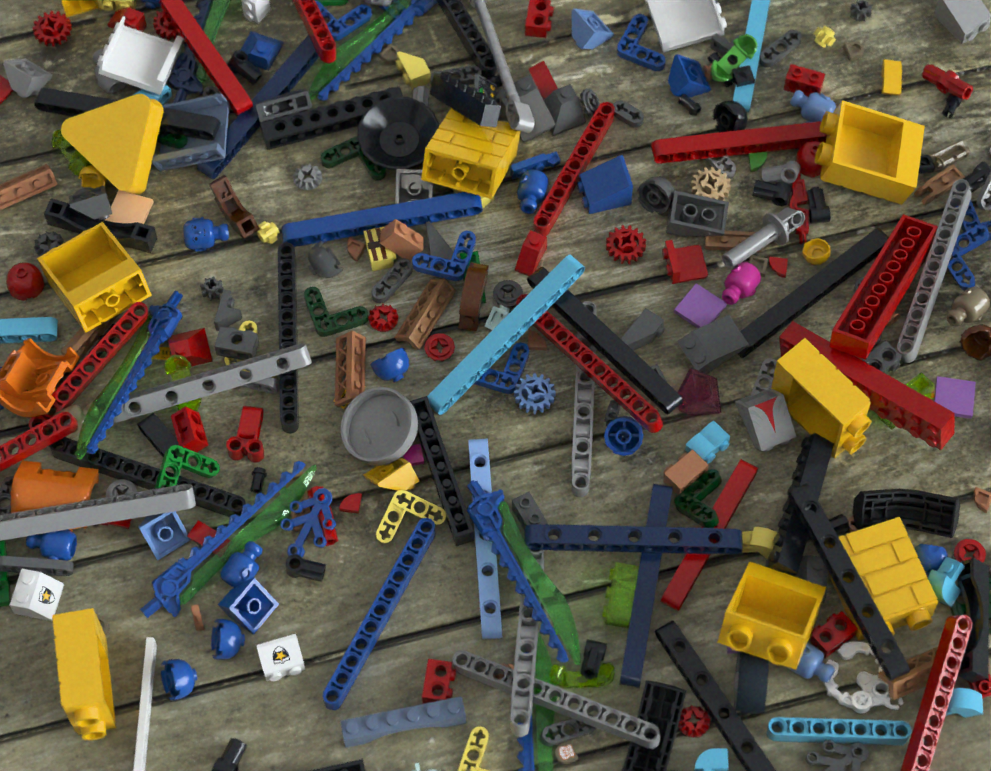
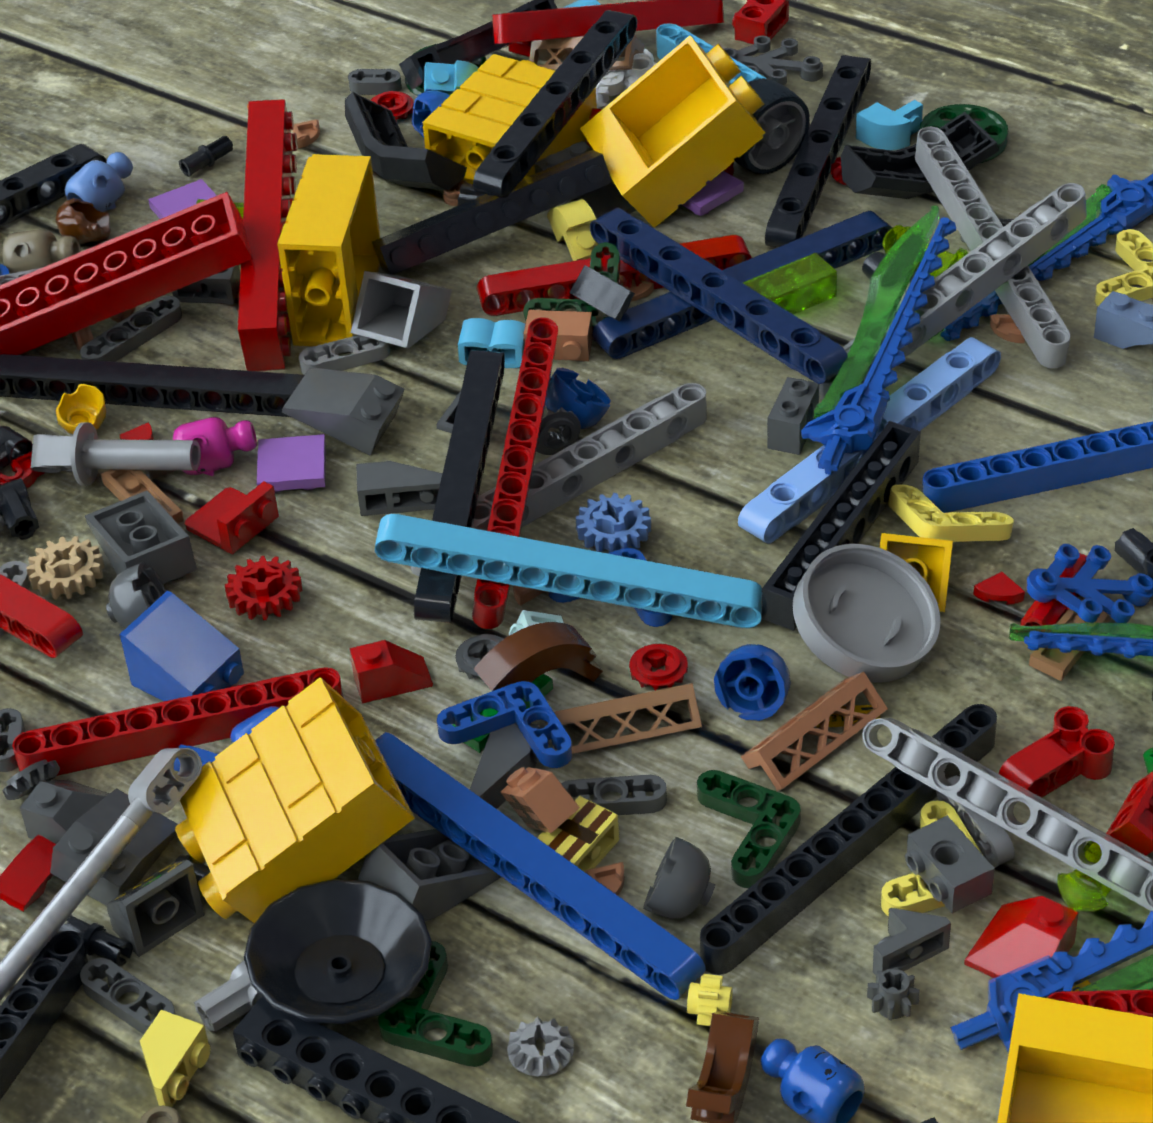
camera: 130 degrees left, 20 degrees down
(258, 479) = (1103, 700): black pin -> none
(381, 324) = (668, 764): red gear -> none
(433, 682) = (1105, 356): red brick -> none
(465, 99) = (196, 872): black brick -> none
(676, 495) = (602, 293): none -> slope
(699, 394) = (436, 384): clear pink slope -> none

